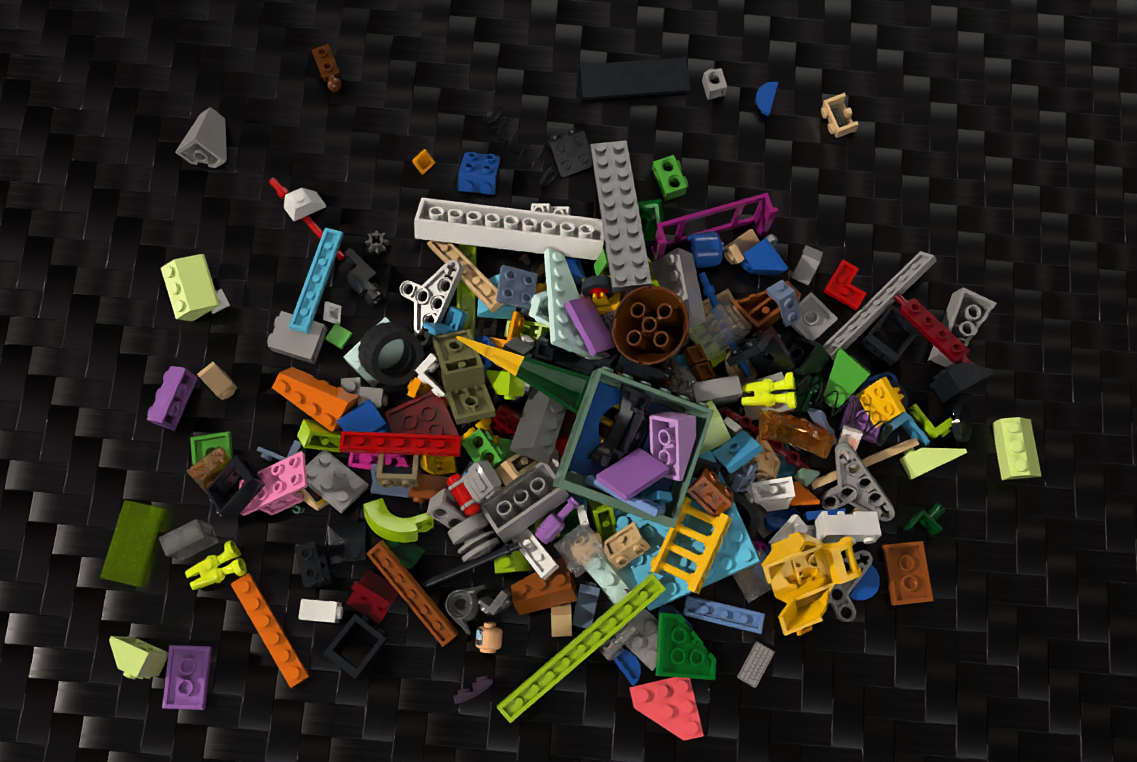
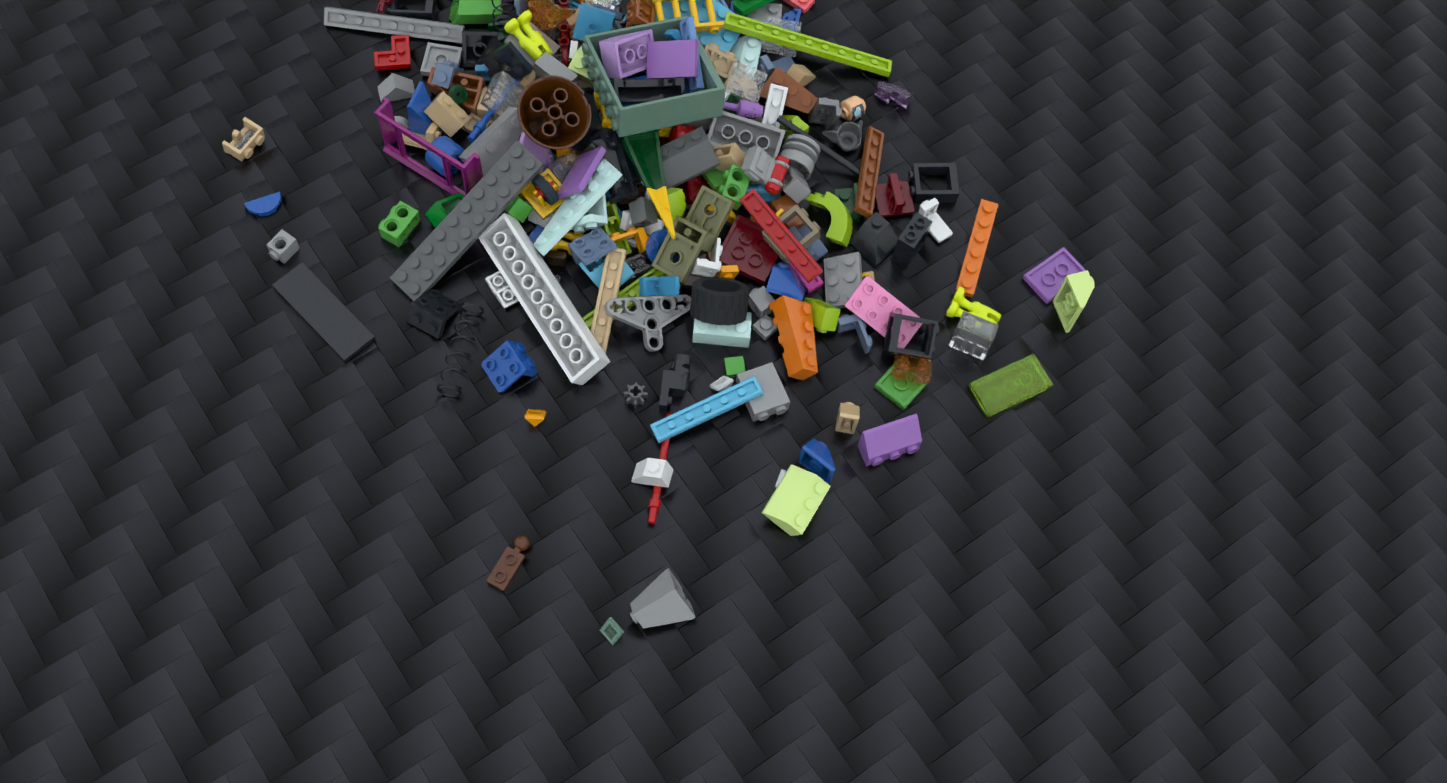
camera: 135 degrees left, 10 degrees down
(206, 328) = (817, 459): none -> blue slope
(219, 98) = (611, 630): none -> sand green slope
(744, 277) = (446, 114): none -> tan slope
(753, 292) = (458, 94): none -> dark green tile

